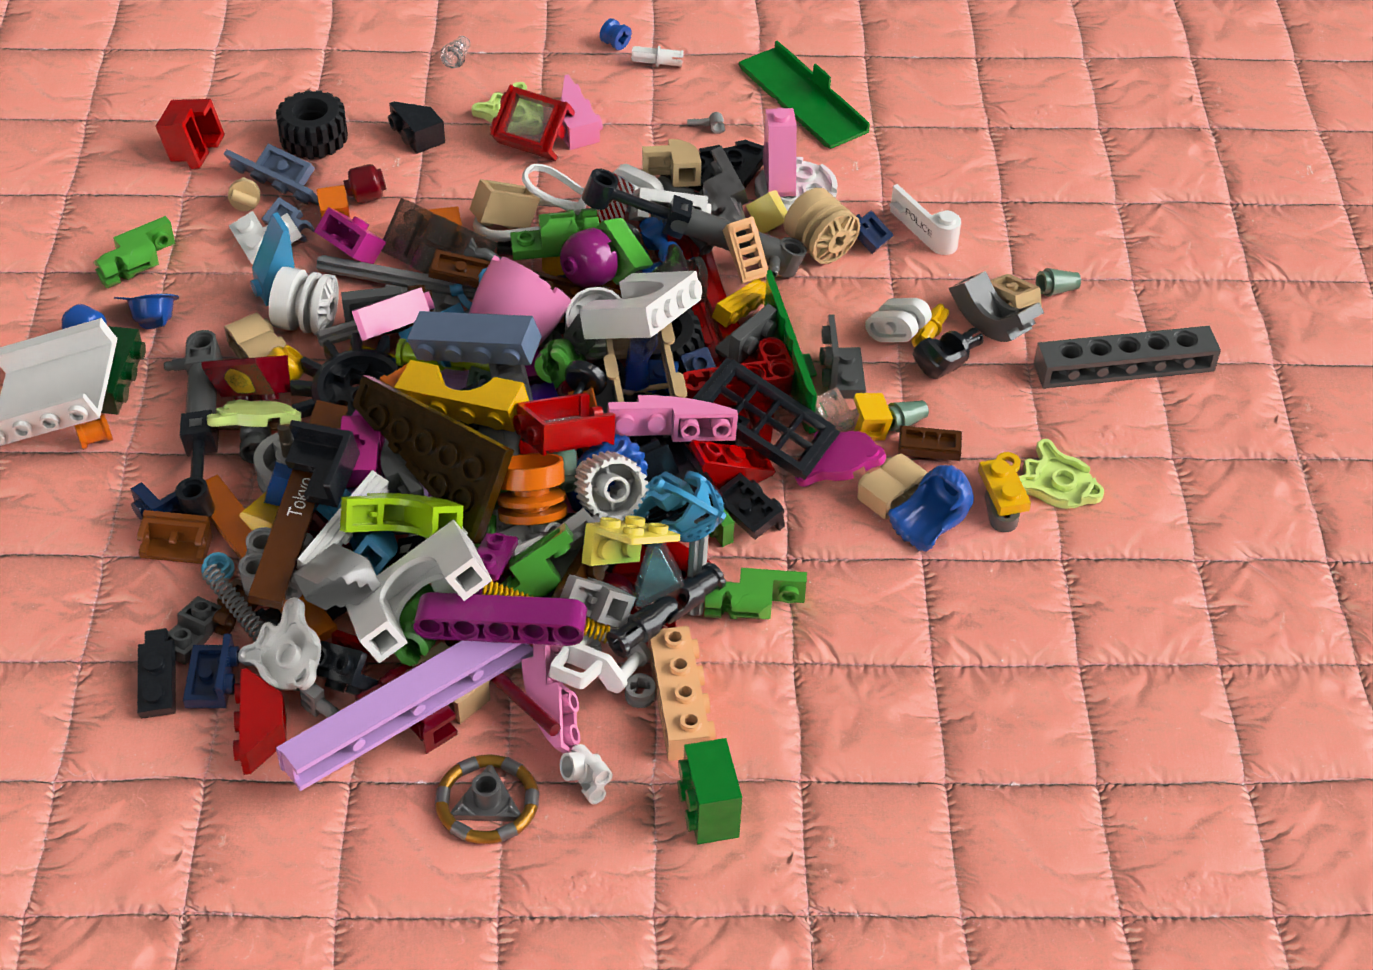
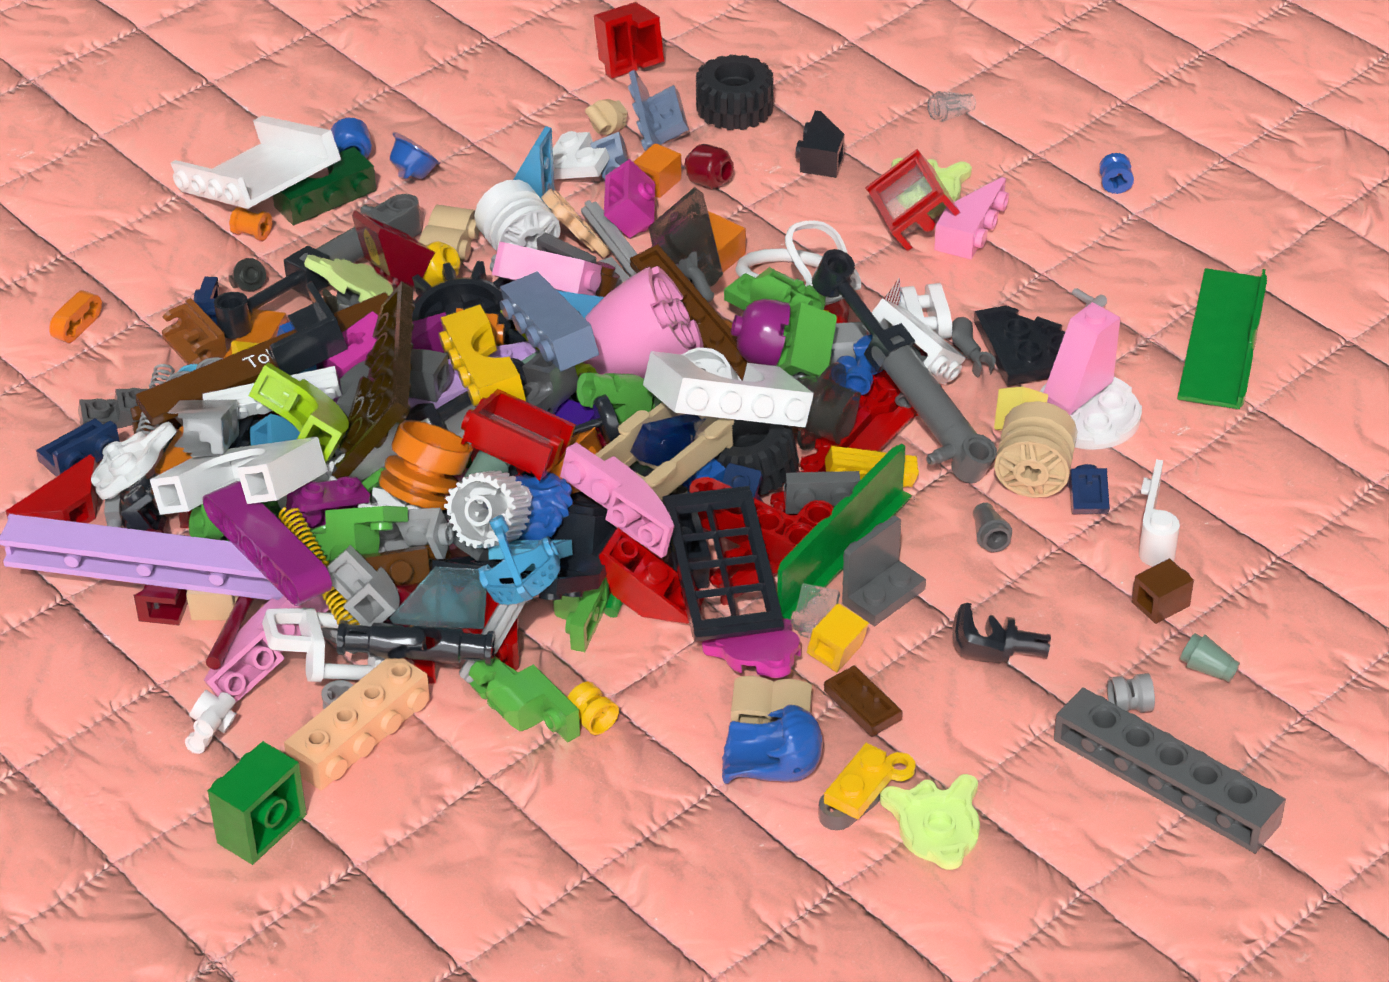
camera: 50 degrees right, 5 degrees down
(59, 588) = (75, 316): none -> orange beam
(134, 252) = (464, 109): bright green plate -> none
(147, 469) = (248, 275): none -> pearl dark grey plate
(156, 675) = (48, 420): black hinge -> none
(343, 272) = (567, 215): none -> light nougat tile
(486, 799) = (126, 683): flat silver piece -> none
(503, 204) = (769, 249): tan piece -> none
(621, 541) = (423, 548): light yellow bracket -> none
(656, 56) = (1129, 216): white axle -> none
(676, 159) = (981, 308): tan brick -> none
(725, 189) = (993, 366): flat silver plate -> none
(751, 507) = (624, 629): black bracket -> none
(756, 247) = (930, 421): light nougat slope -> none
(801, 563) = (595, 711): none -> yellow wheel
(852, 292) = (991, 529): none -> dark grey cone
(898, 320) = (998, 576): white brick -> none
(907, 413) = (877, 660): sand green cone -> none
(934, 326) = (1021, 607): yellow axle -> none
(986, 257) = (1162, 590): none -> reddish brown brick
(989, 312) = (1094, 629): dark grey arch -> none
(1016, 291) = (1138, 640): tan plate -> none
(1053, 328) = (1132, 693): none -> light grey wheel

